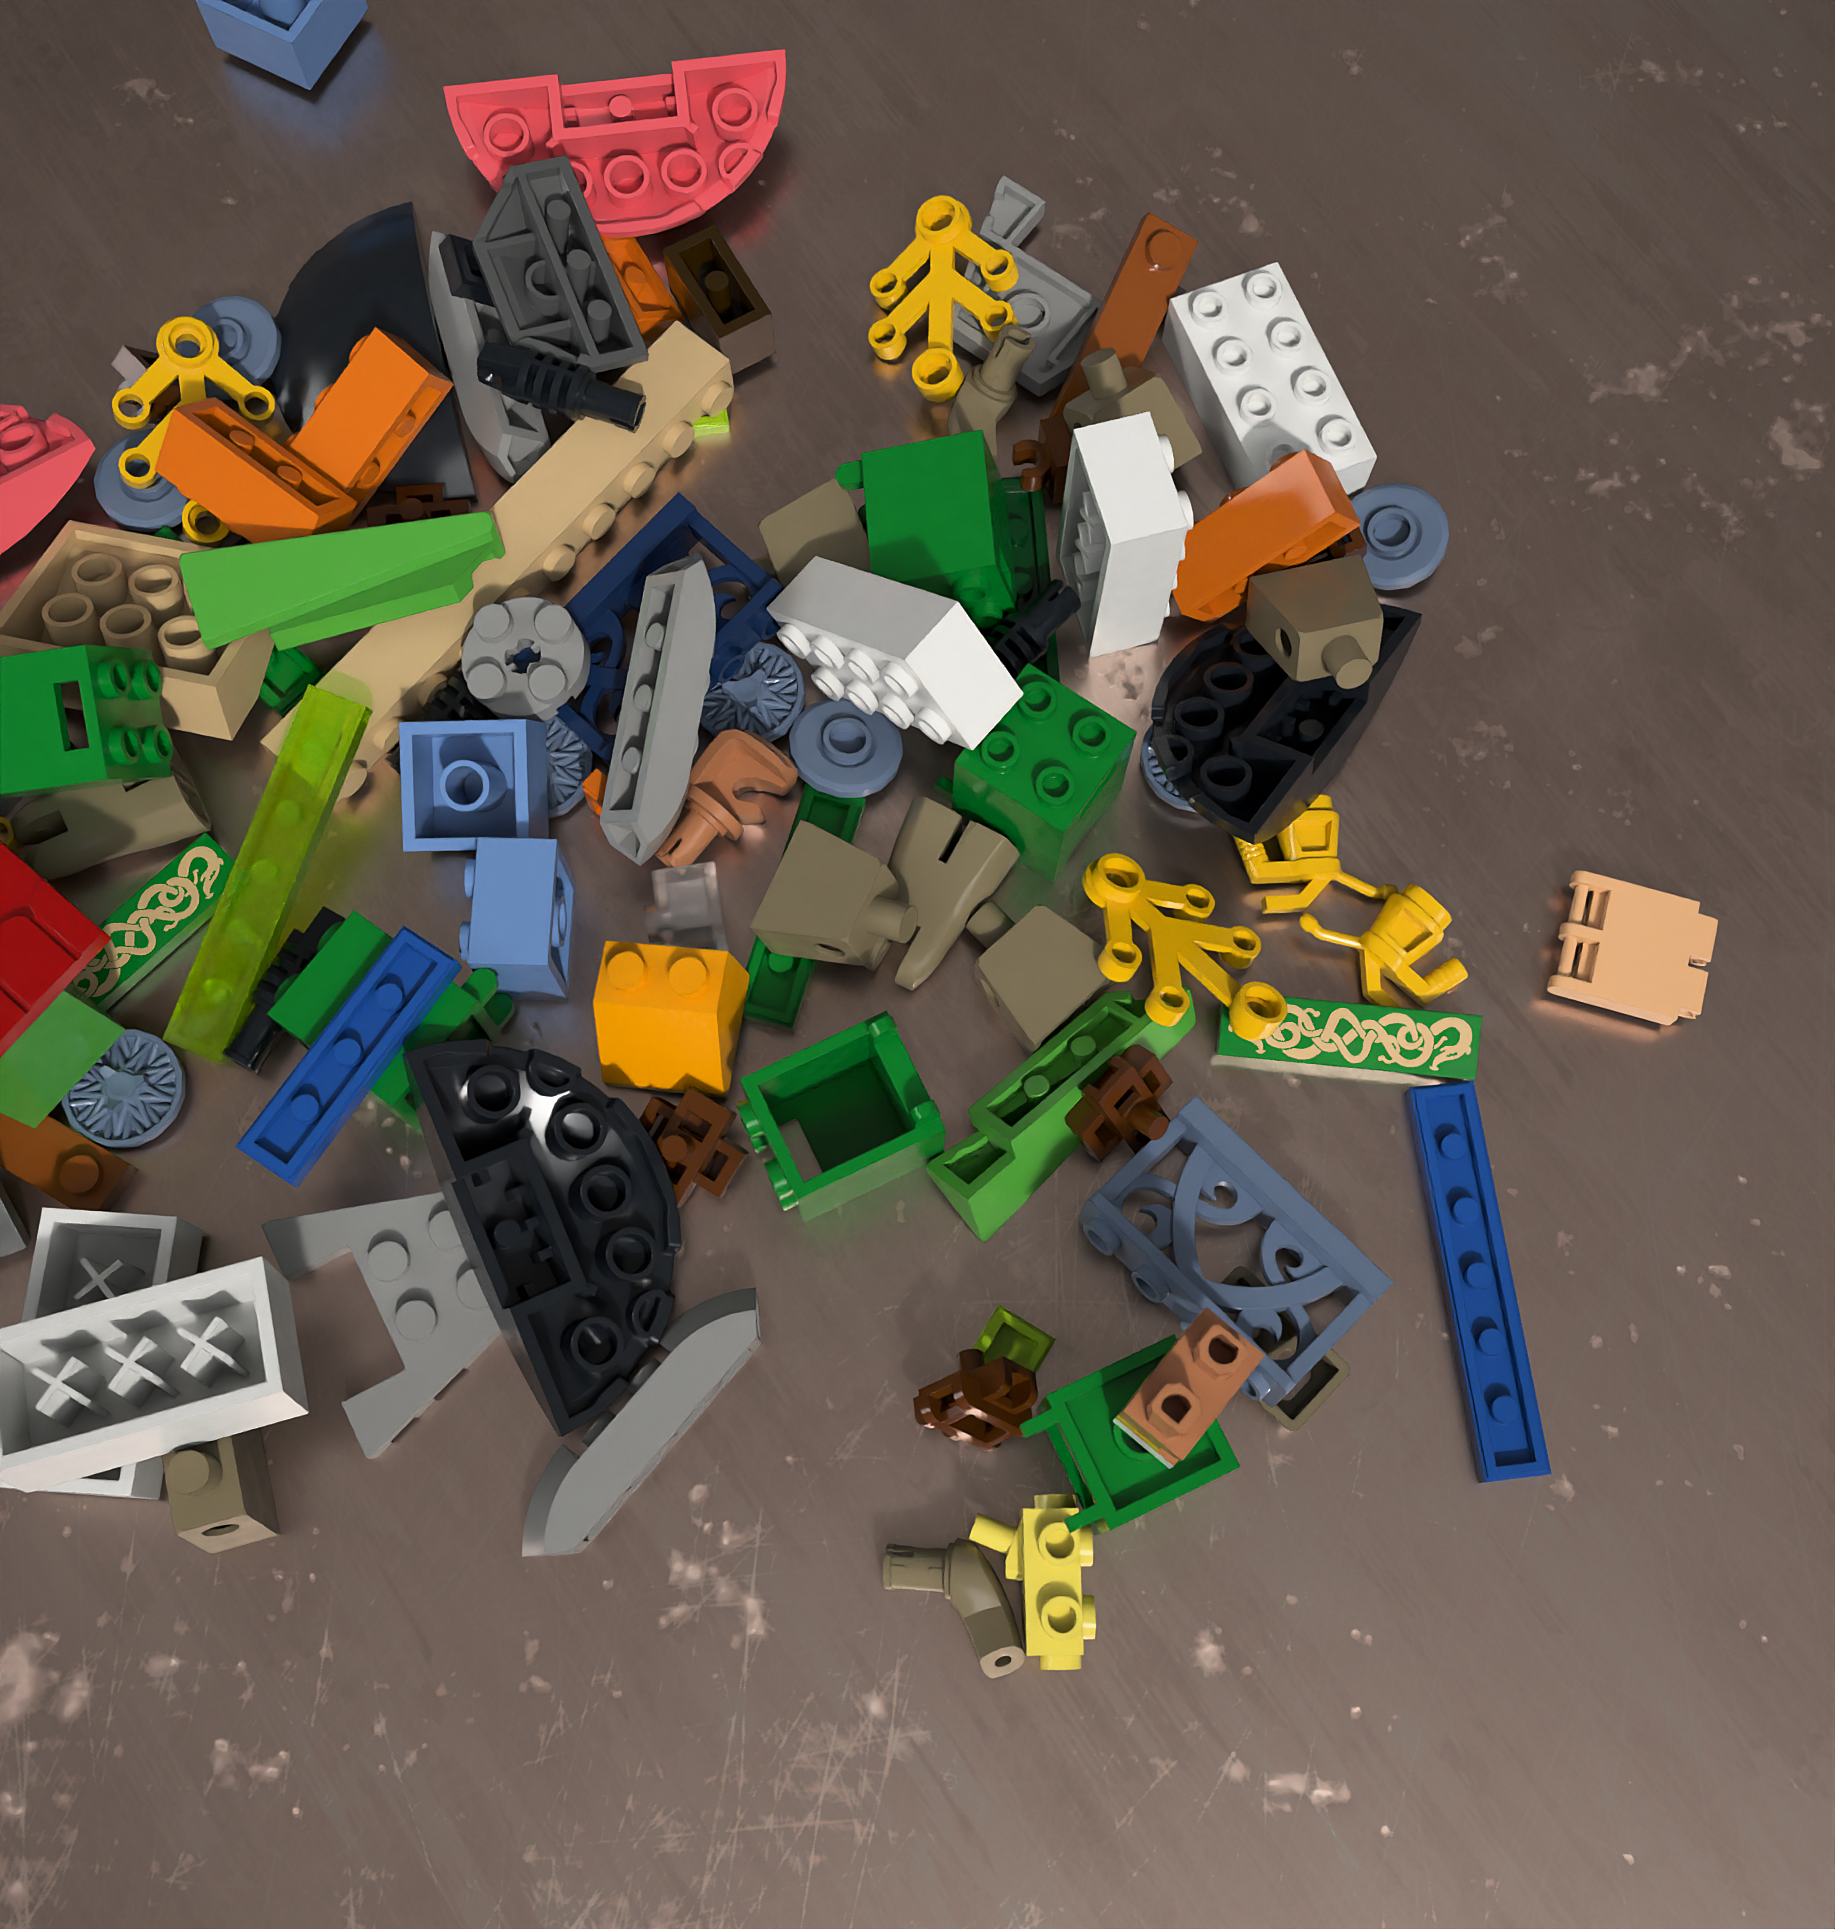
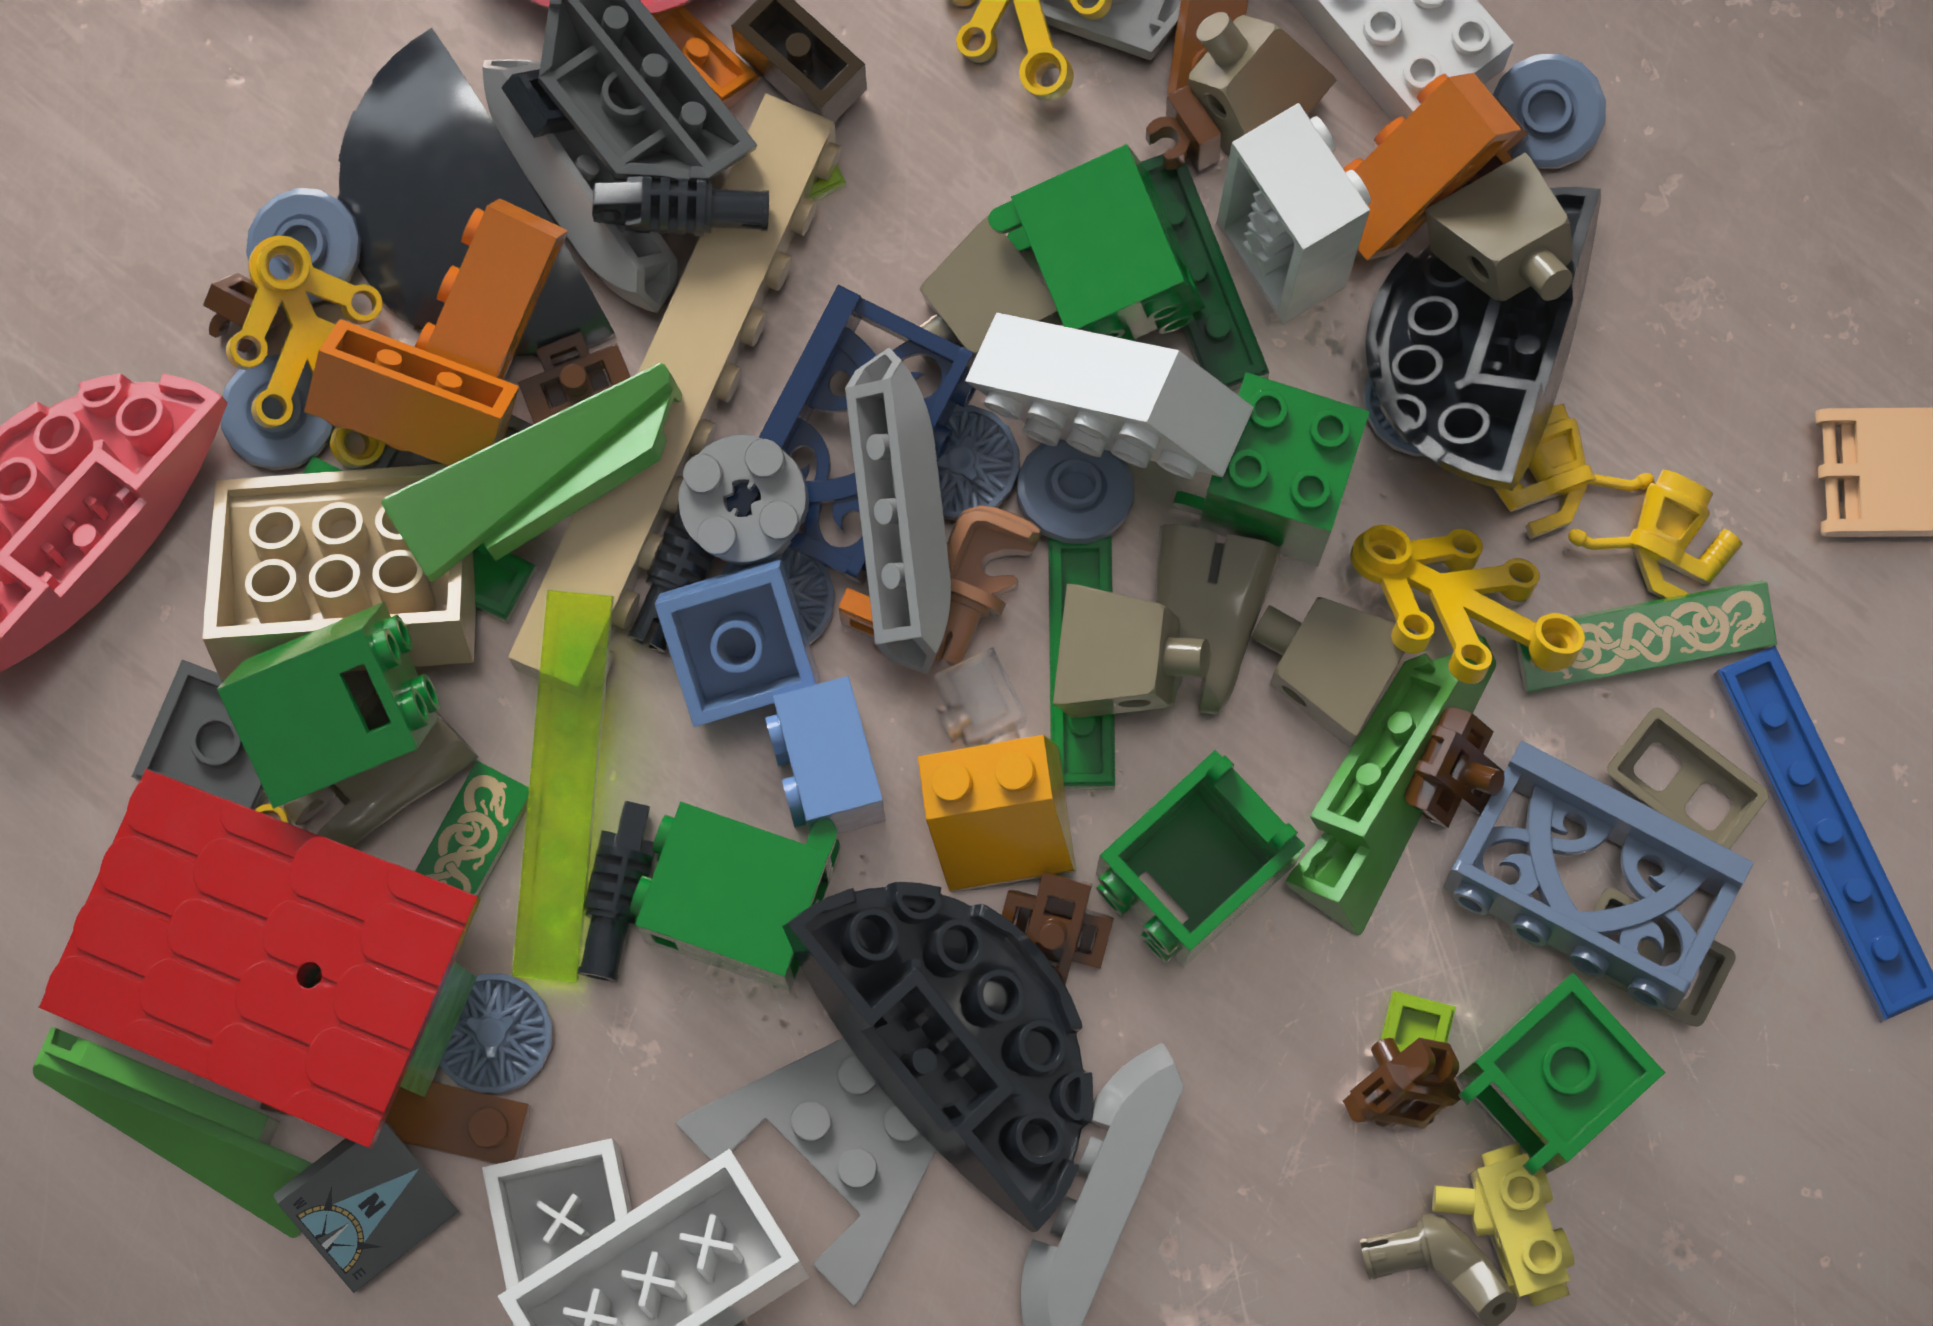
camera: 15 degrees left, 5 degrees up
(349, 1056) = (731, 941): blue tile -> none
(991, 386) = (1100, 81): dark tan arm -> none
(1025, 634) = (1219, 330): black hinge -> none
(1188, 1388) = (1601, 1017): nougat hips -> none
(1365, 1176) = (1698, 766): none -> dark tan piece

